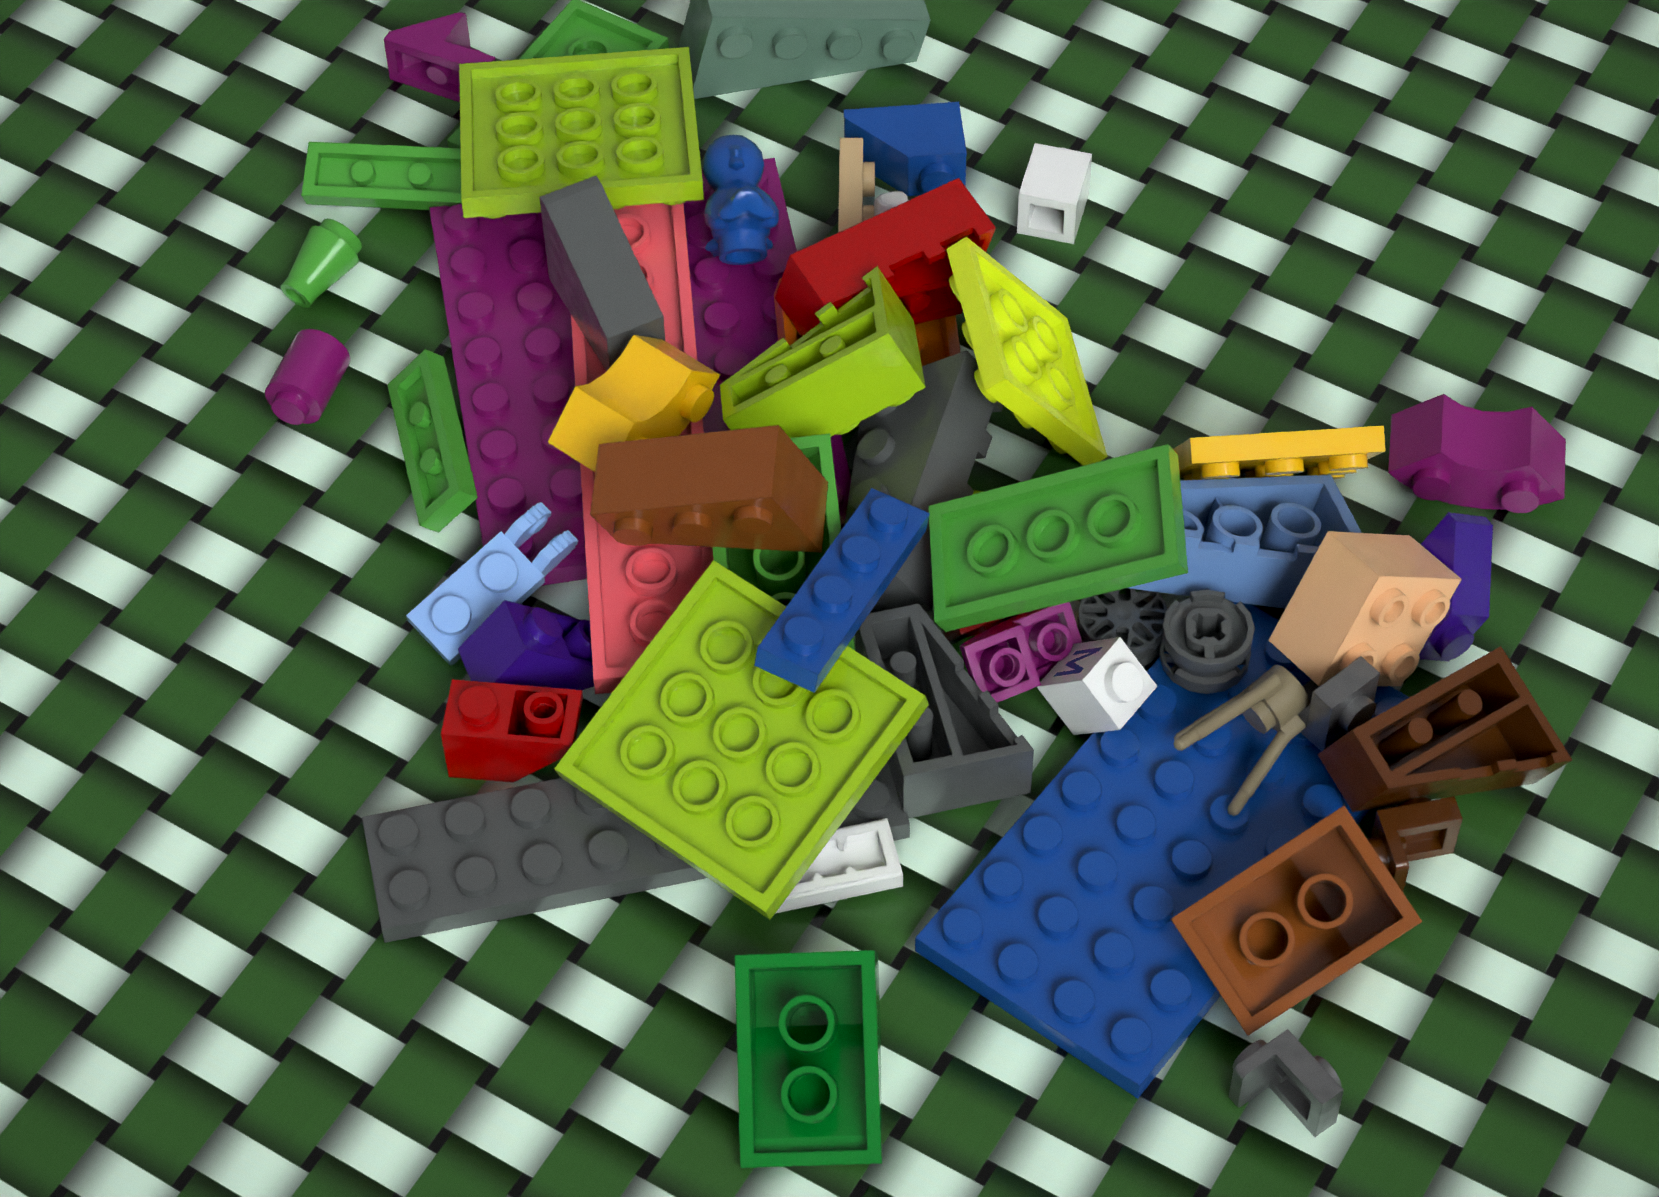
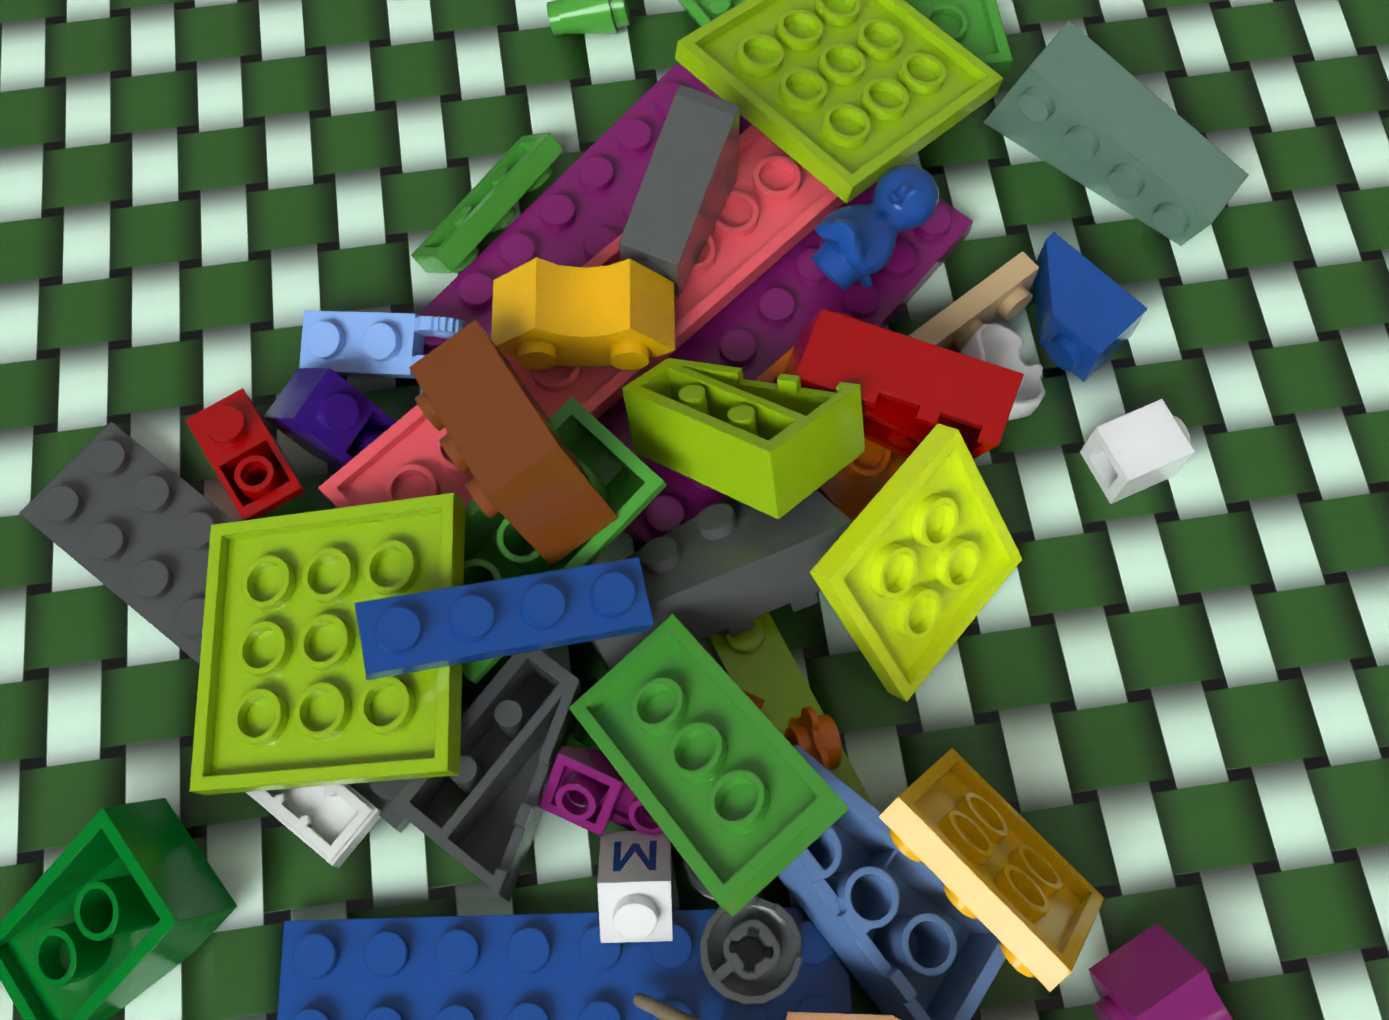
camera: 50 degrees right, 15 degrees up
(307, 377) = (475, 81): magenta brick -> none

